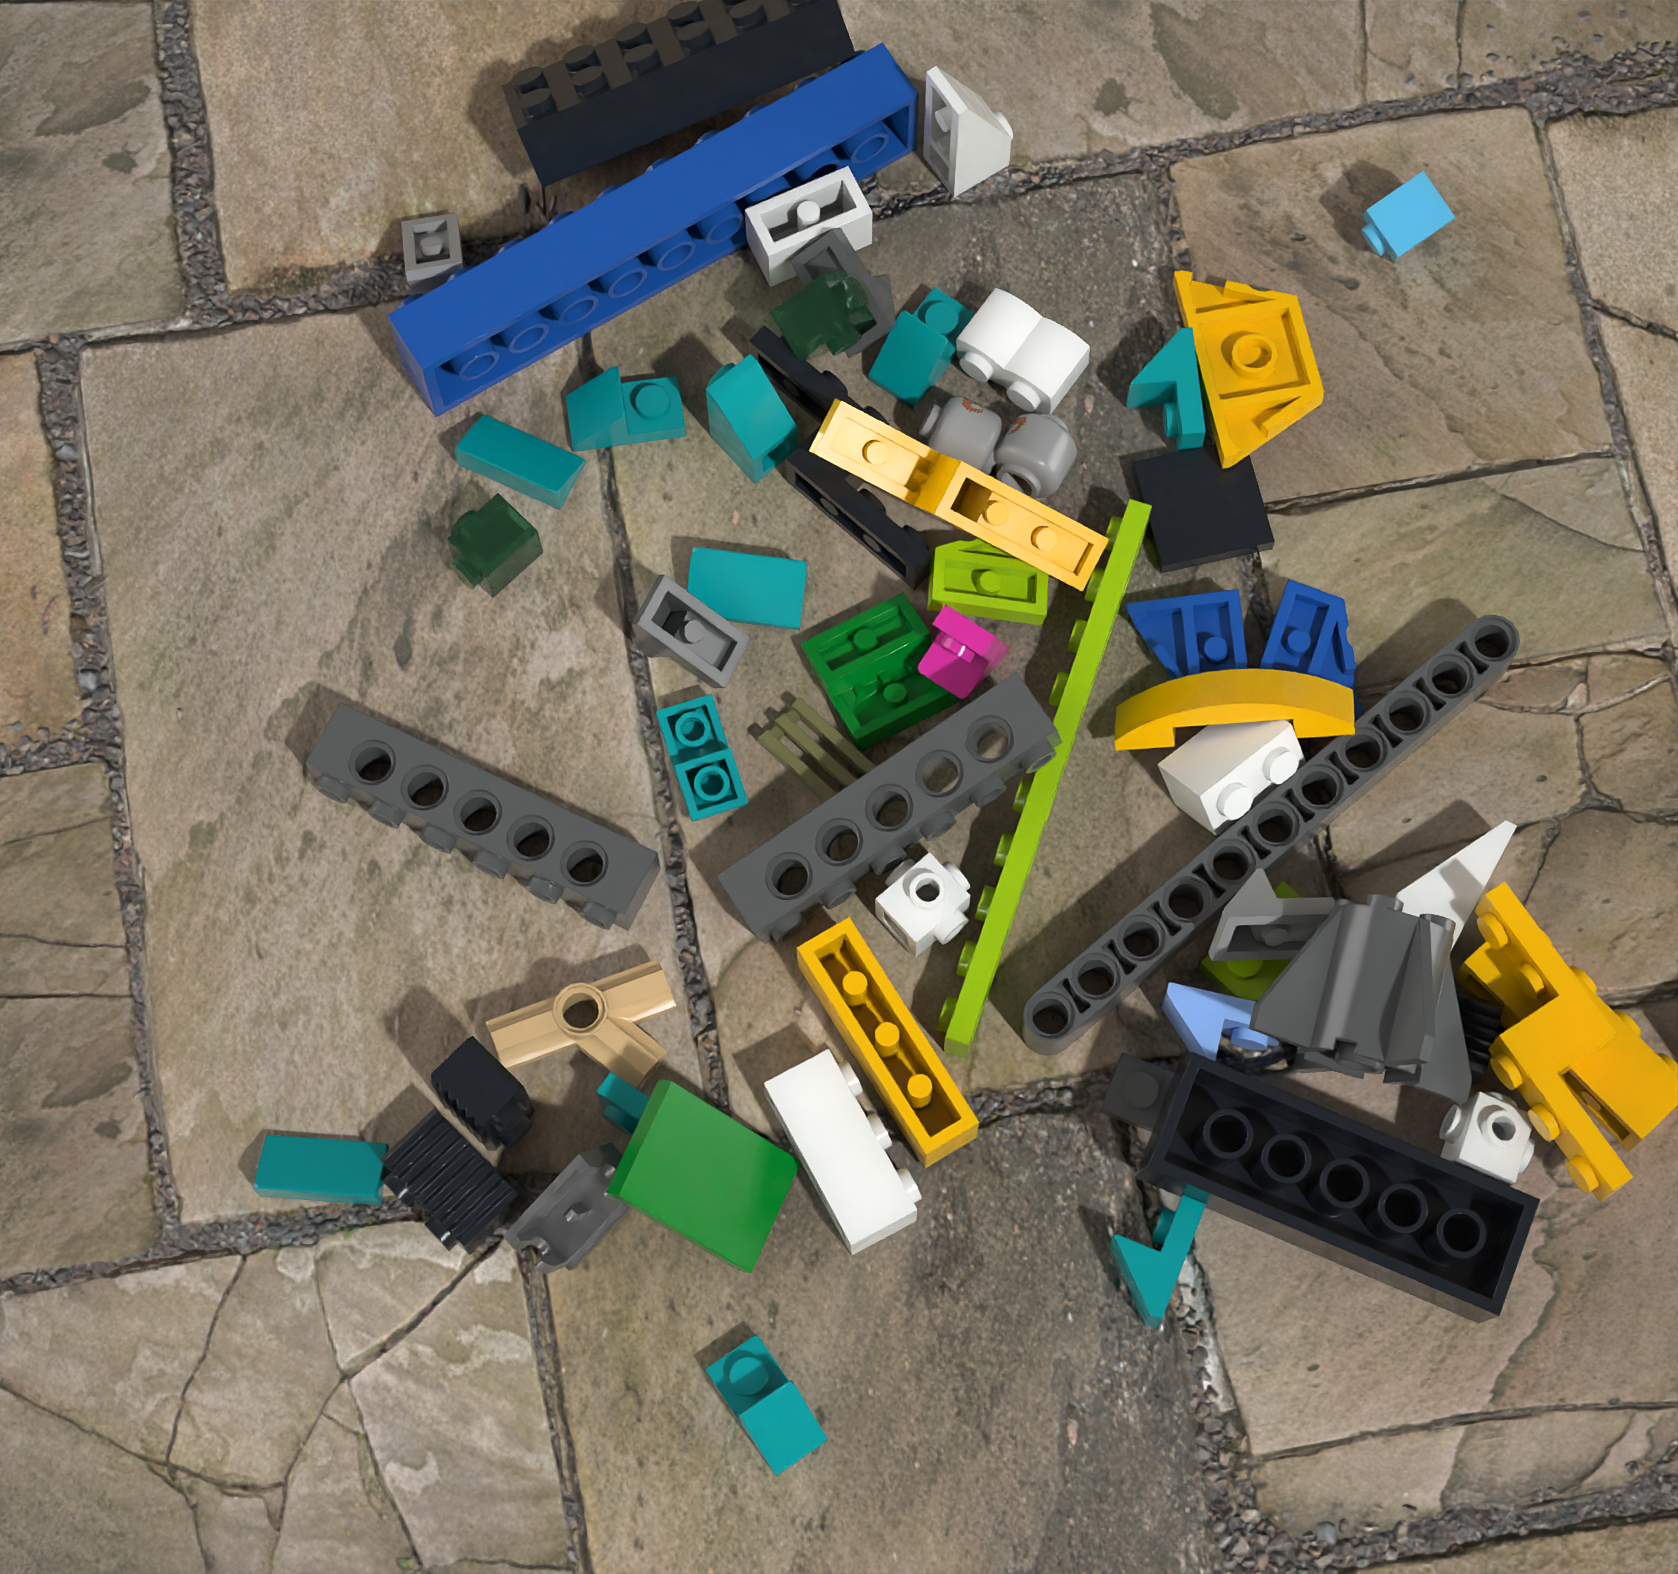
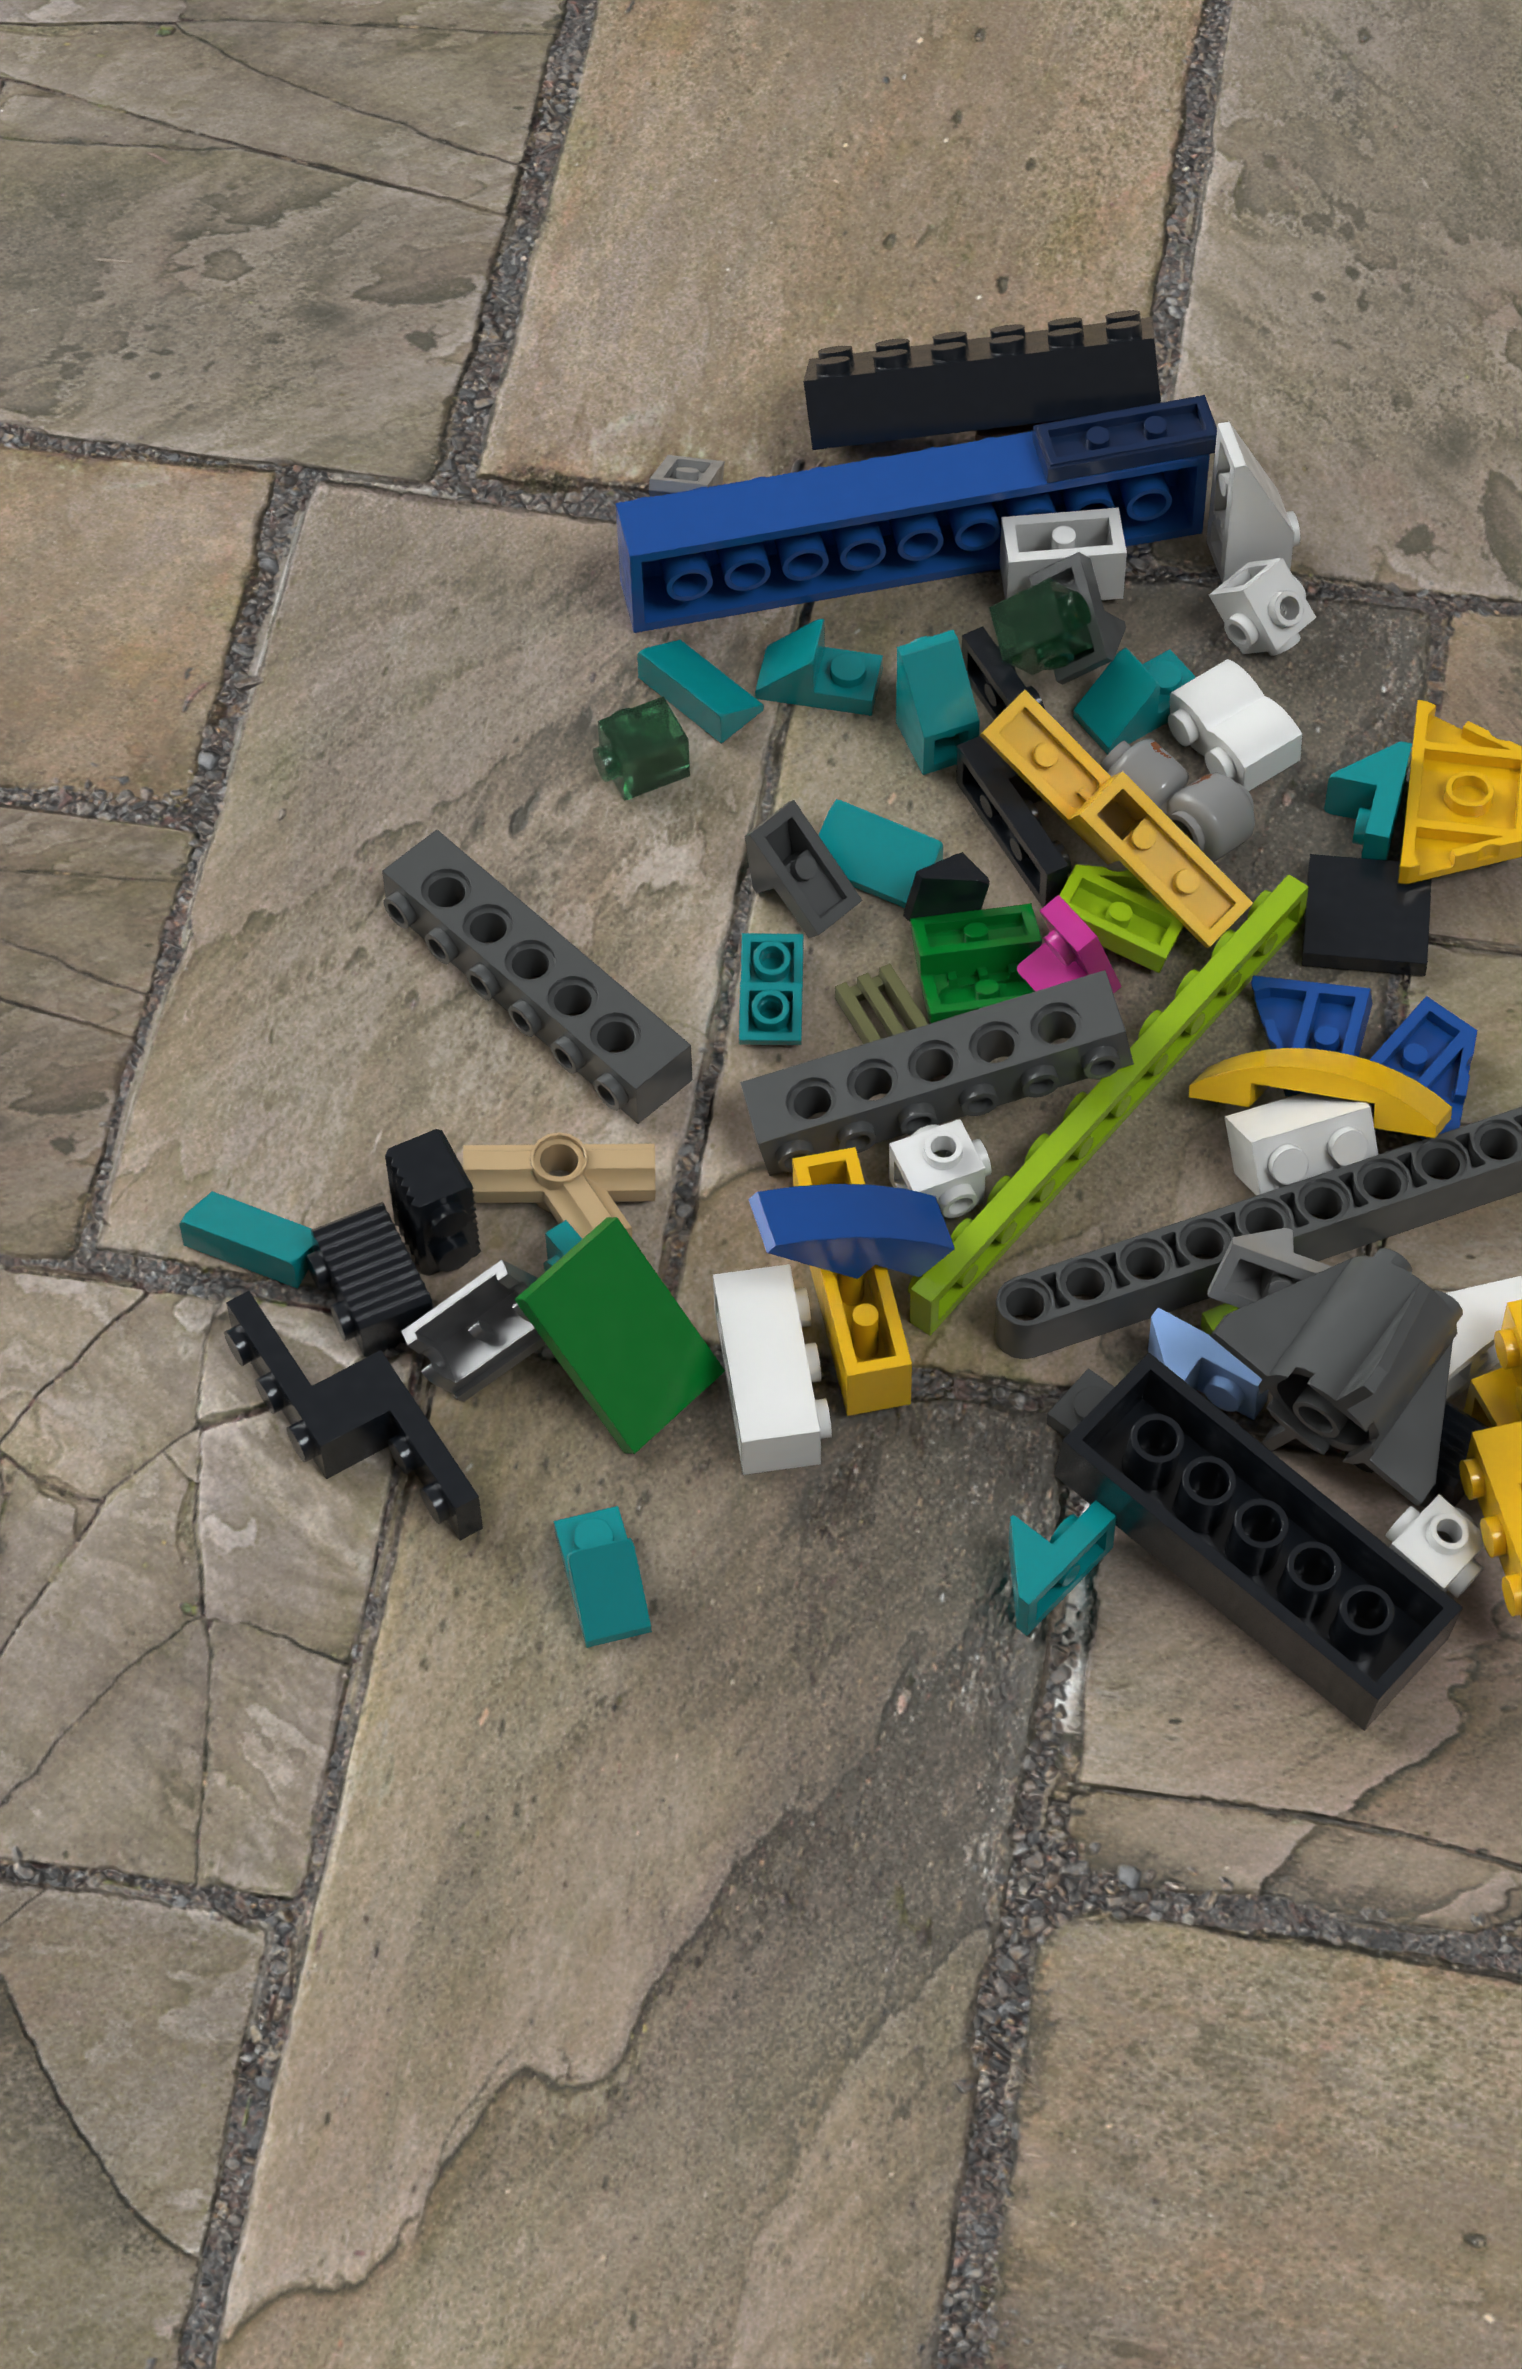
camera: 20 degrees right, 15 degrees down
(484, 1329) = (352, 1416): none -> black bracket
(826, 606) = (947, 888): none -> black slope
(838, 101) = (1125, 438): none -> dark blue tile
(884, 1015) = (853, 1227): none -> blue slope
(1006, 221) = (1263, 607): none -> white brick

